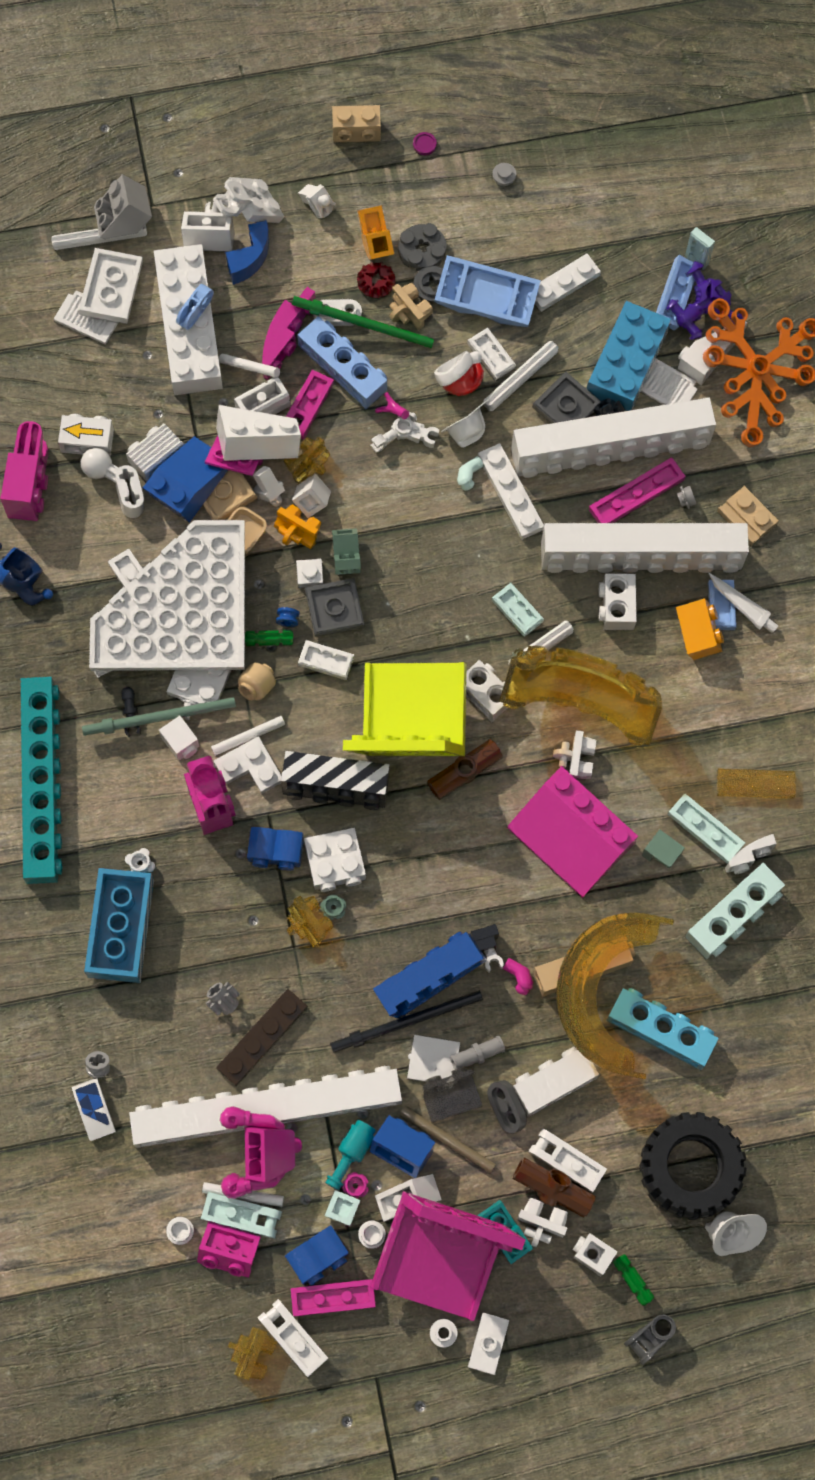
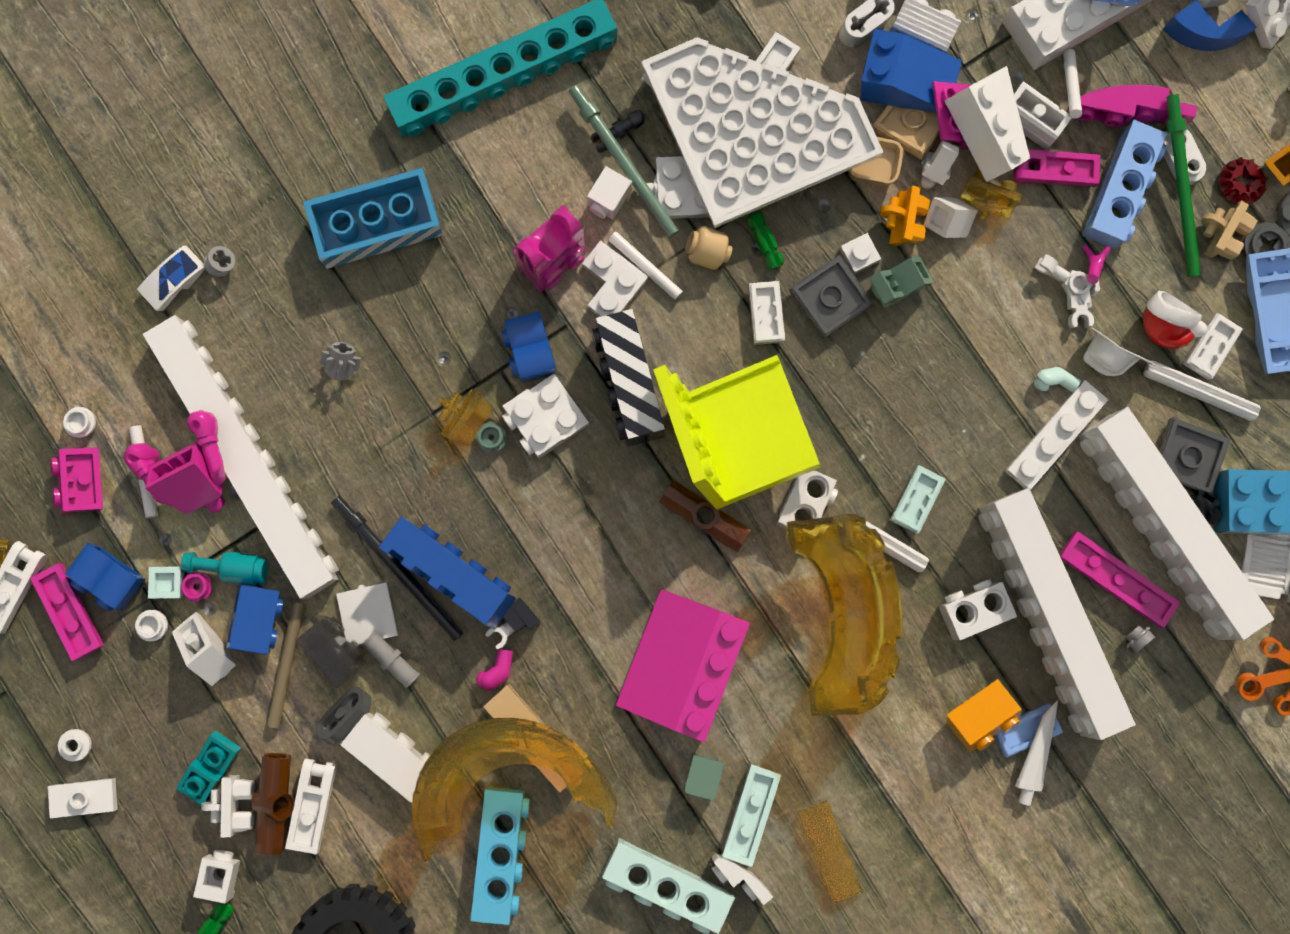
camera: 60 degrees right, 10 degrees up
(142, 855) = (456, 203): white plate -> none
(240, 1215) = (117, 480): light aqua plate -> none
(261, 1037) = (318, 420): dark brown plate -> none
(287, 617) = (797, 250): blue bush -> none
(441, 1255) = (147, 713): dark pink bracket -> none
(581, 745) = (787, 634): white hips -> none
(746, 508) = (1154, 717): tan plate -> none

